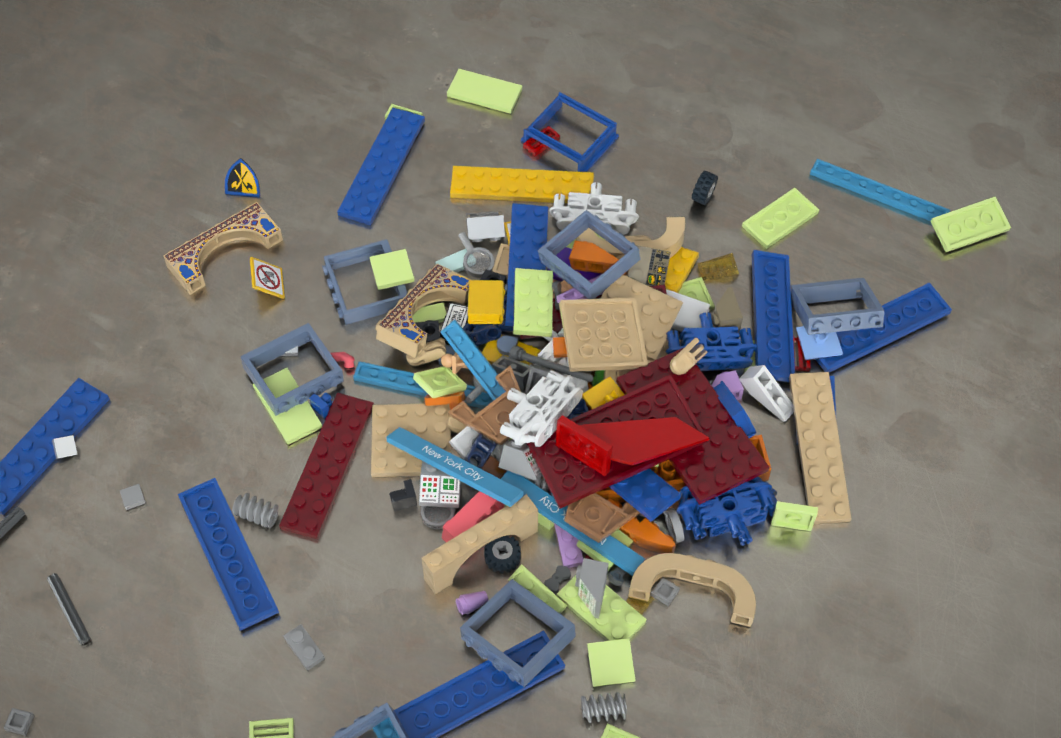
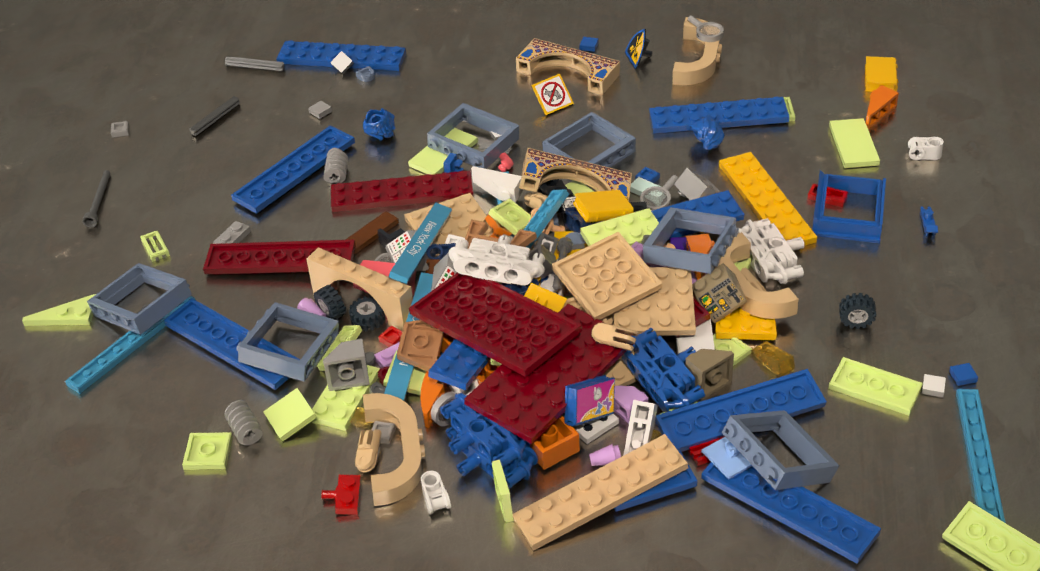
camera: 70 degrees right, 15 degrees down
(97, 432) = (366, 74): none -> sand blue tile
(193, 216) = (589, 44): none -> blue tile
(210, 446) = (379, 124): none -> blue hair
(262, 114) = (708, 30): none -> light grey piece
(262, 117) = (700, 70): none -> tan arch
(372, 609) = (270, 256): none -> dark red plate
(379, 519) = (369, 232): none -> reddish brown tile
(386, 374) = (497, 183): none -> white slope
(391, 269) = (603, 148): yellowish green tile -> none
(405, 27) = (880, 72): none -> yellow piece
(413, 182) = (708, 132): none -> blue hair
(434, 254) = (648, 174): none -> blue tile
(449, 49) = (881, 103): none -> orange slope
(479, 579) = (330, 302): none -> black wheel
(527, 48) = (927, 149): none -> white piece
(543, 543) = (390, 336): none -> red tile
(613, 93) = (928, 221): none -> blue piece
(624, 440) = (488, 317): red piece -> none
(695, 612) = (367, 450): none -> tan arm
(730, 645) = (345, 494): none -> red plate
(768, 572) = (434, 492): none -> white piece
(777, 427) = (605, 455): none -> lavender cone
(795, 159) = (963, 374): none -> blue tile
(798, 181) = (933, 385): none -> white tile

